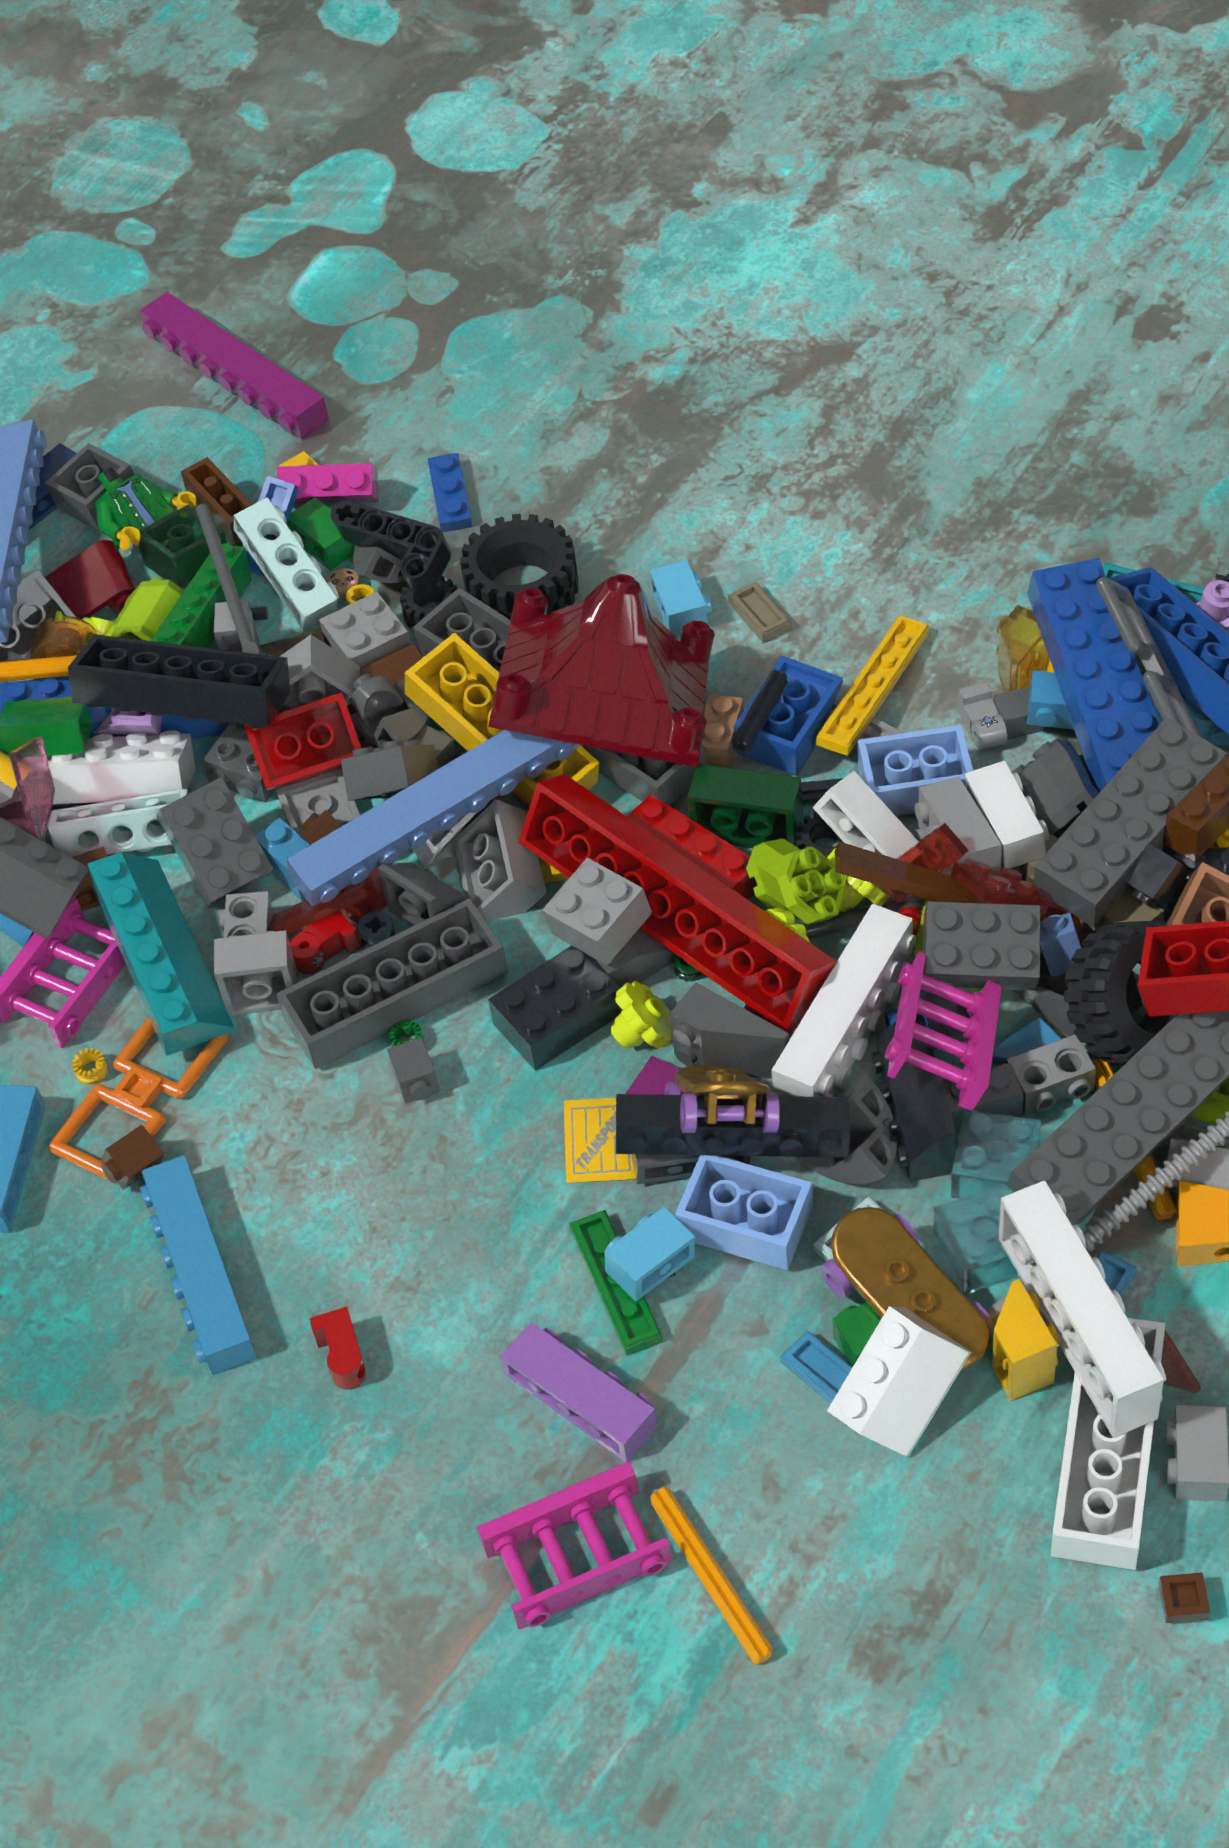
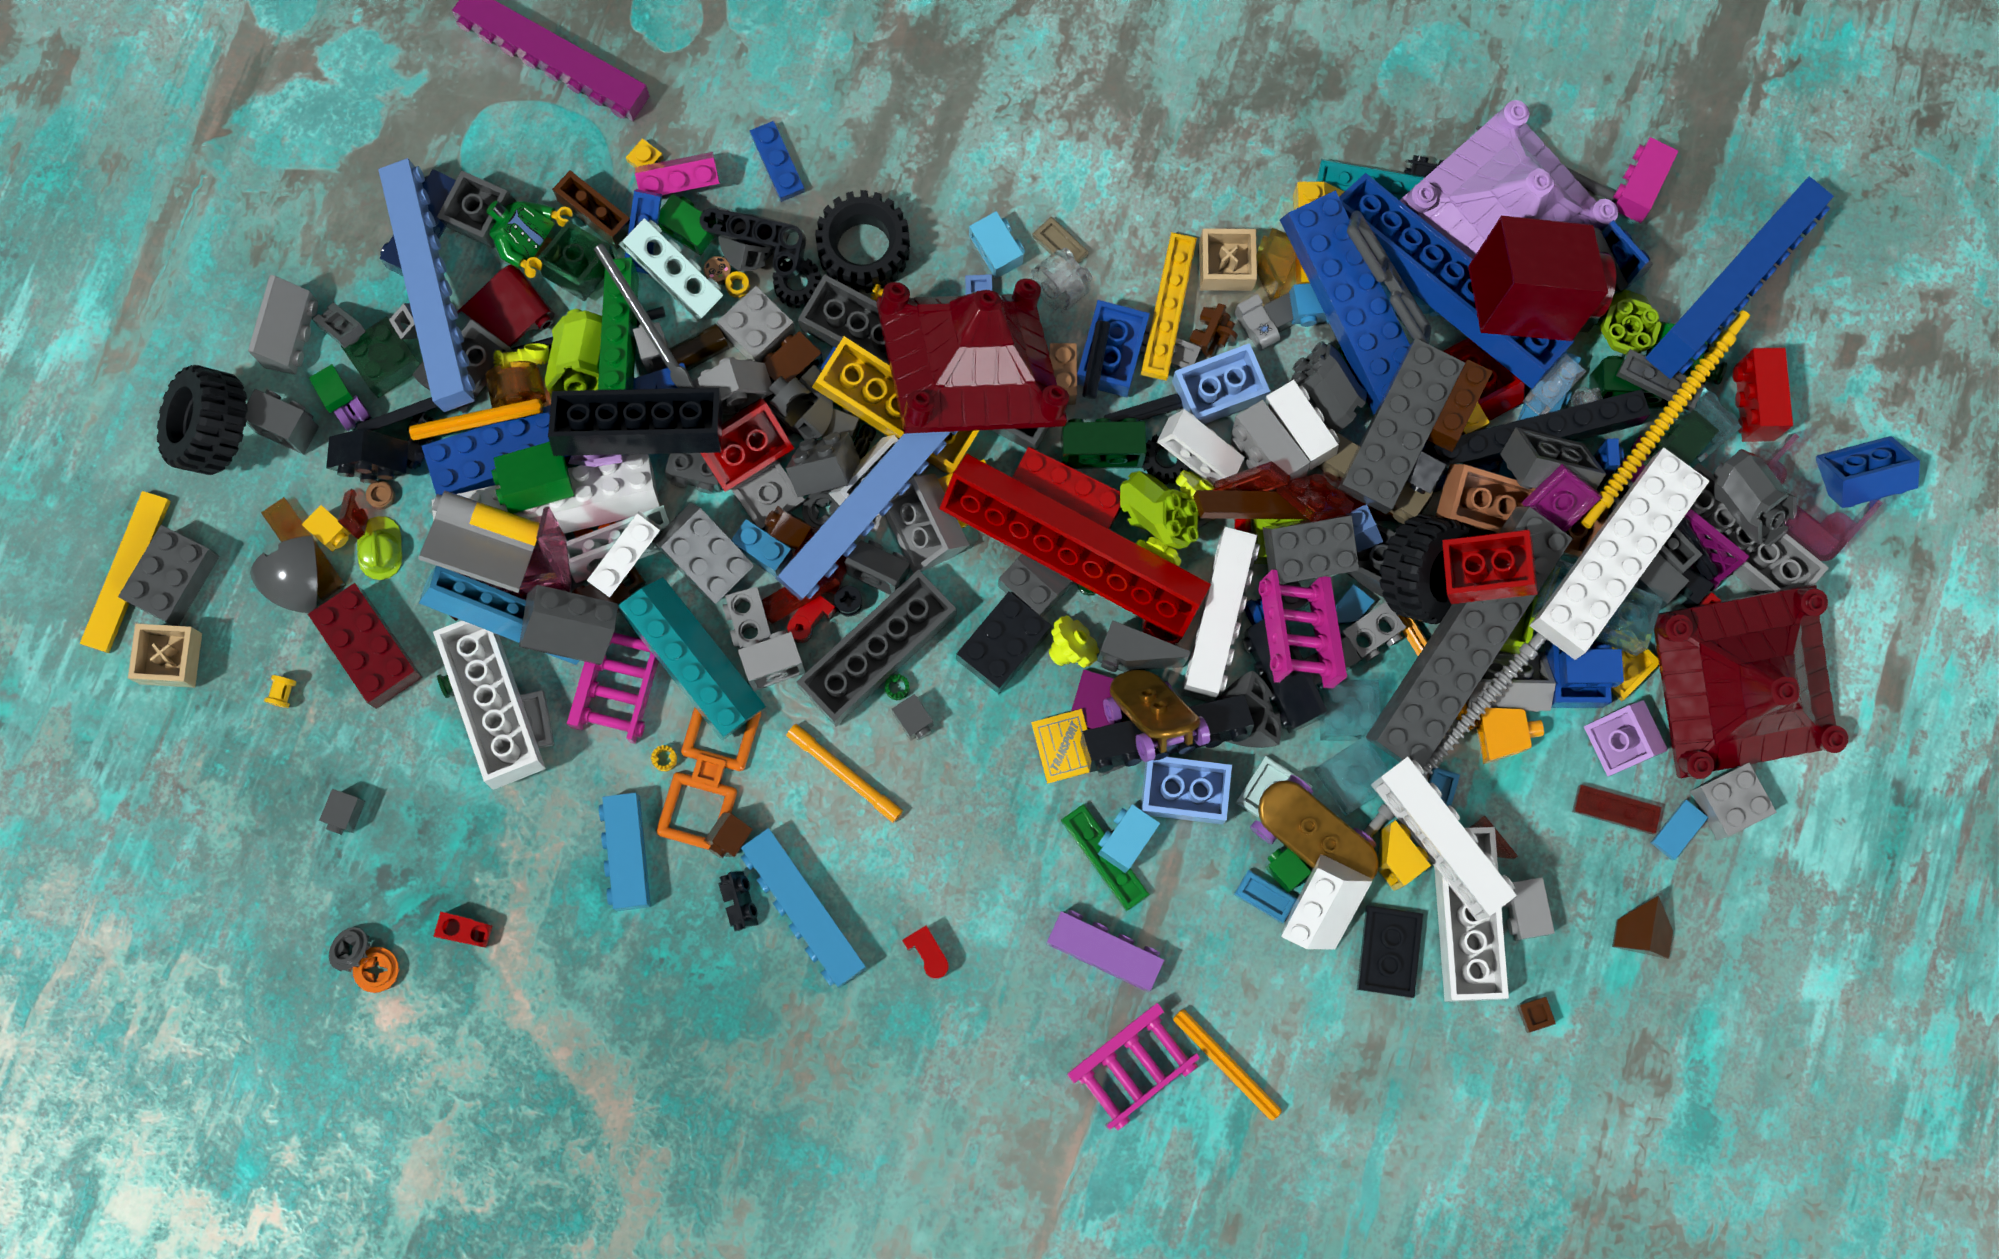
camera: 25 degrees left, 25 degrees up
(117, 817) = (624, 554): none -> white brick
(121, 1227) = (736, 887): none -> black hinge
(340, 1161) = (878, 800): none -> light orange piece
(597, 911) = (1023, 572): light grey brick -> none
(745, 637) = (1061, 280): none -> clear brick
(927, 712) = (1218, 331): none -> reddish brown hips
(959, 645) = (1227, 259): none -> tan brick
(985, 1475) = (1390, 951): none -> black tile

